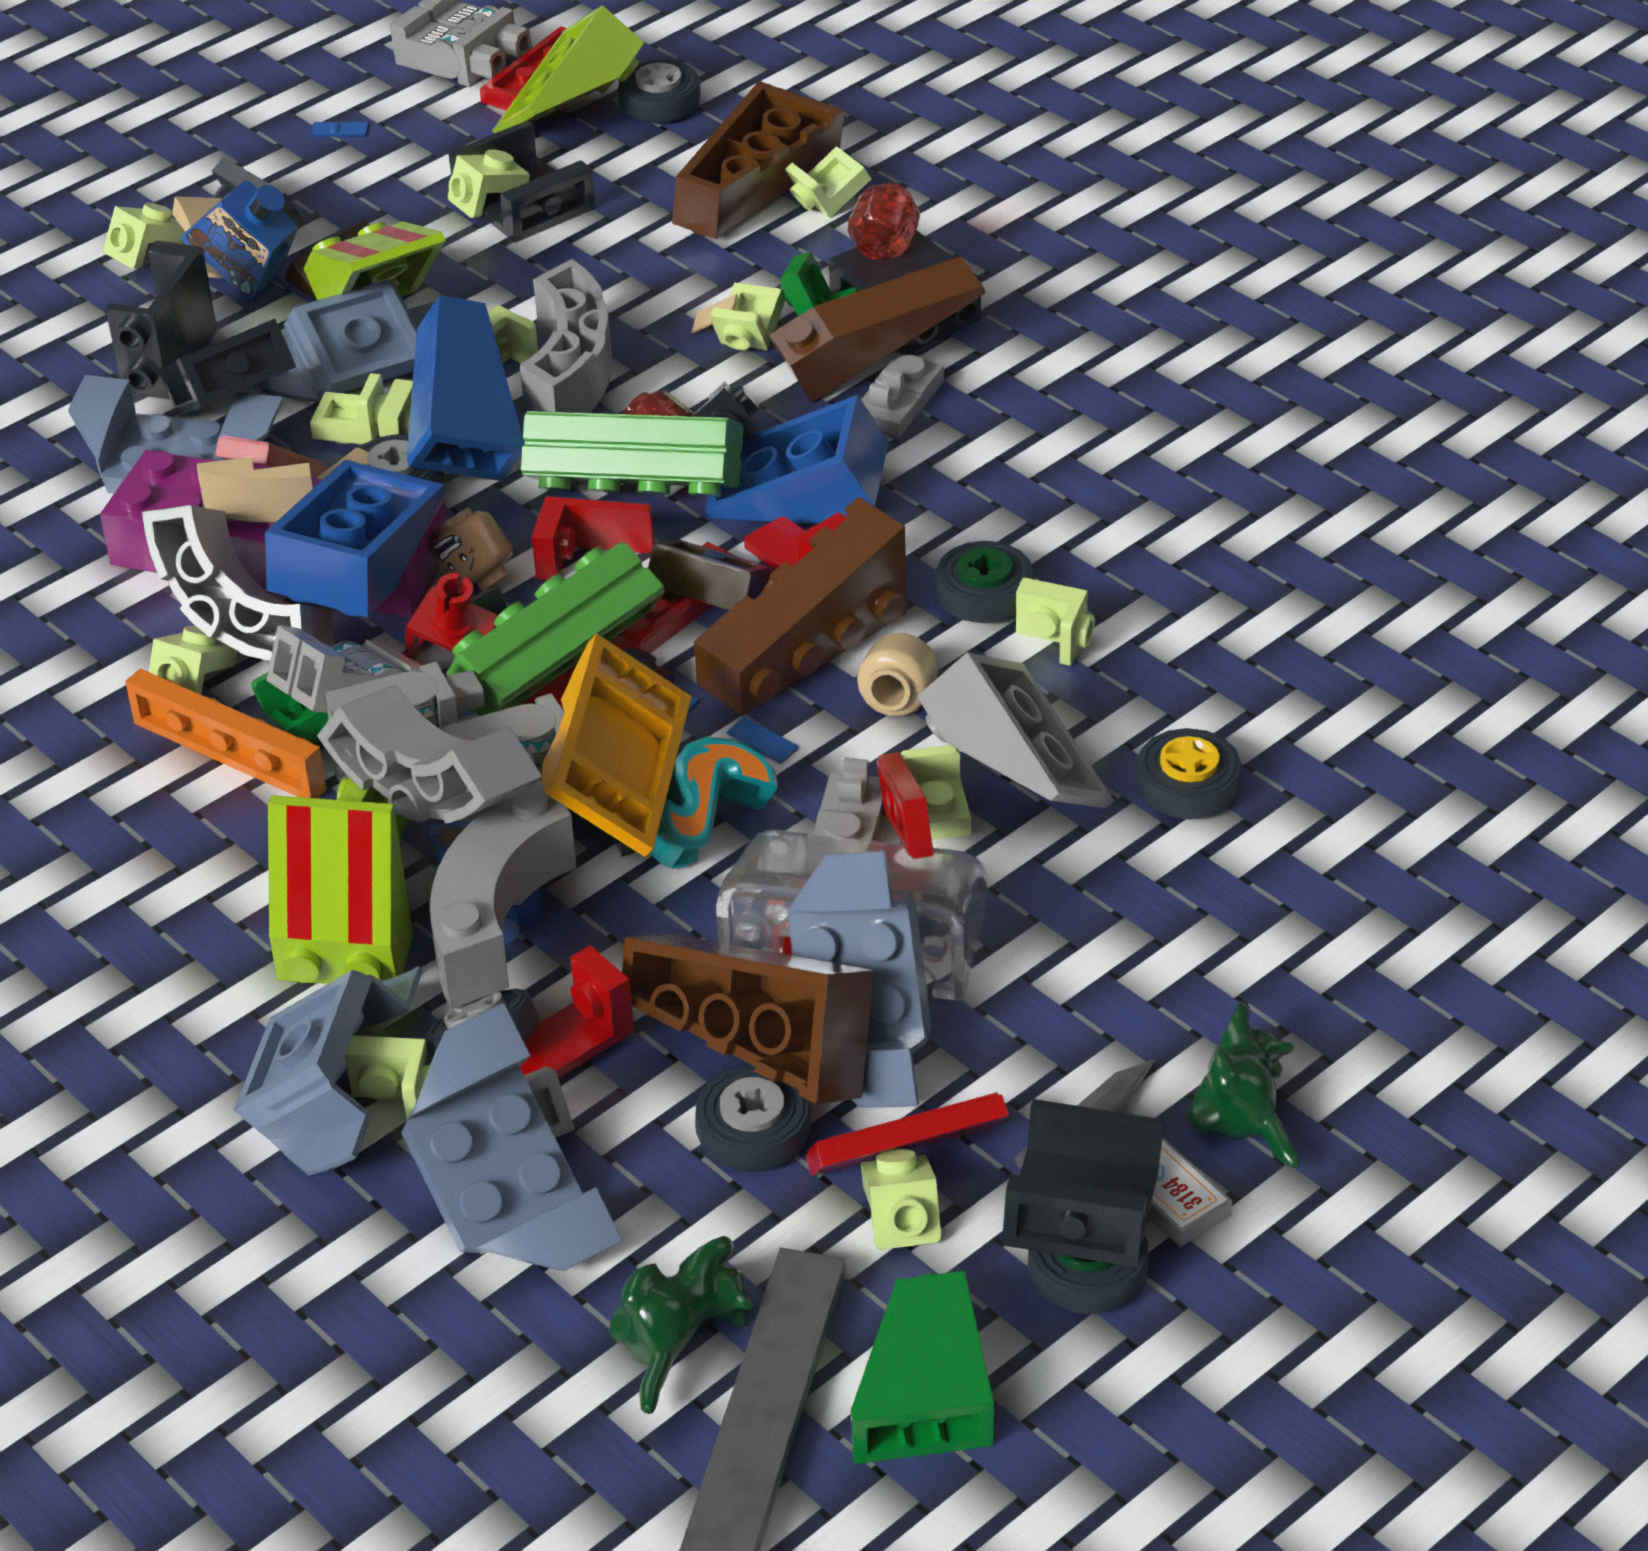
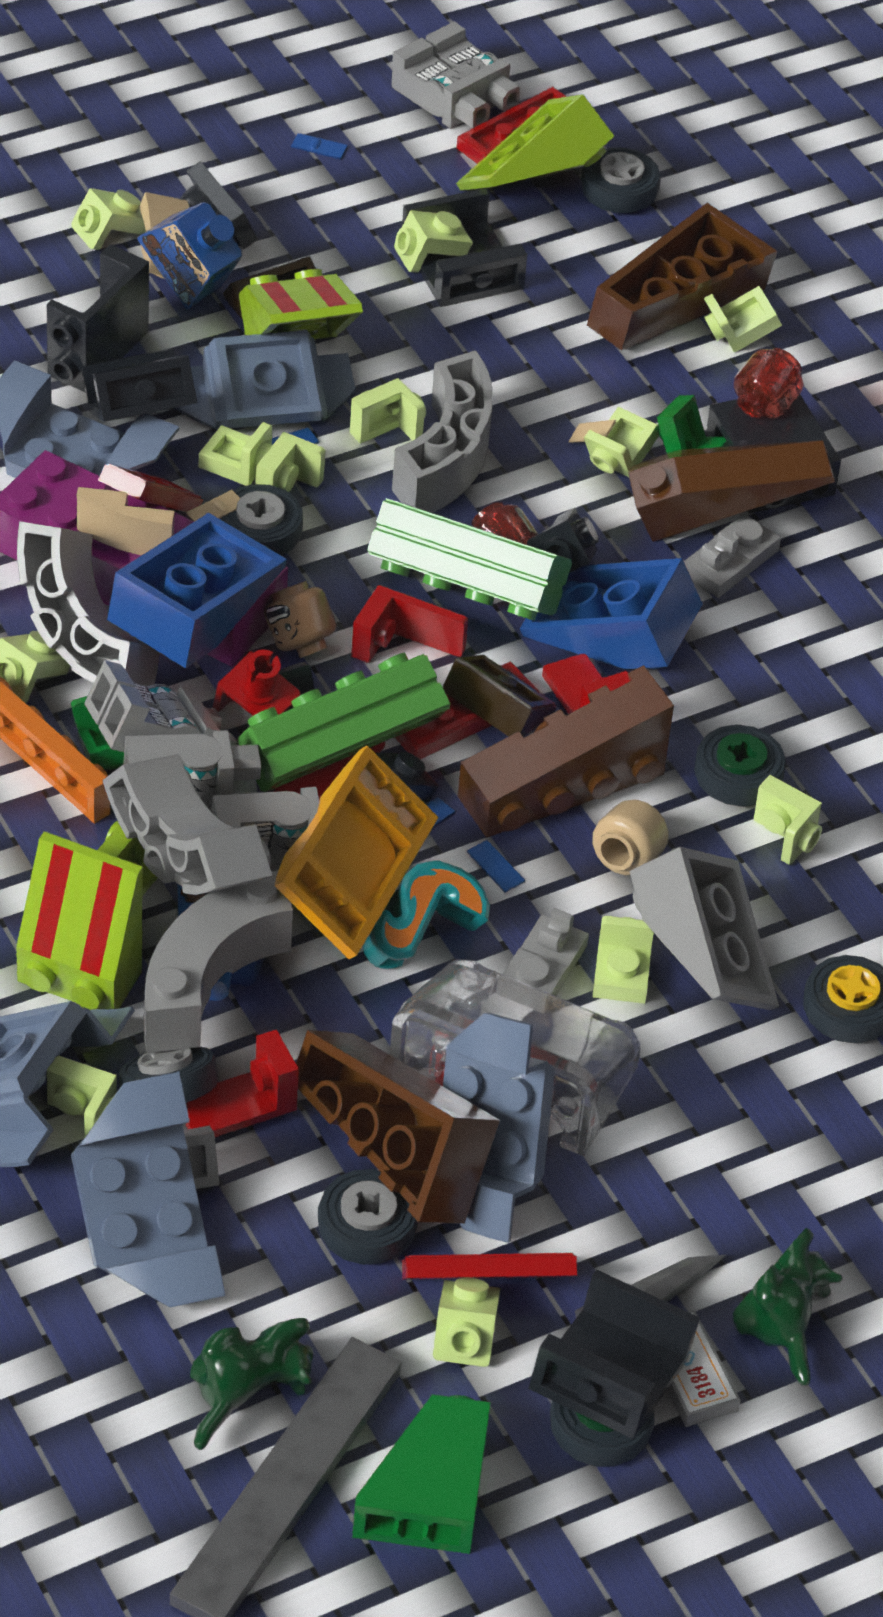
camera: 10 degrees right, 5 degrees up
(461, 395) = (334, 467): blue slope -> none
(905, 805) = (586, 969): red tile -> none

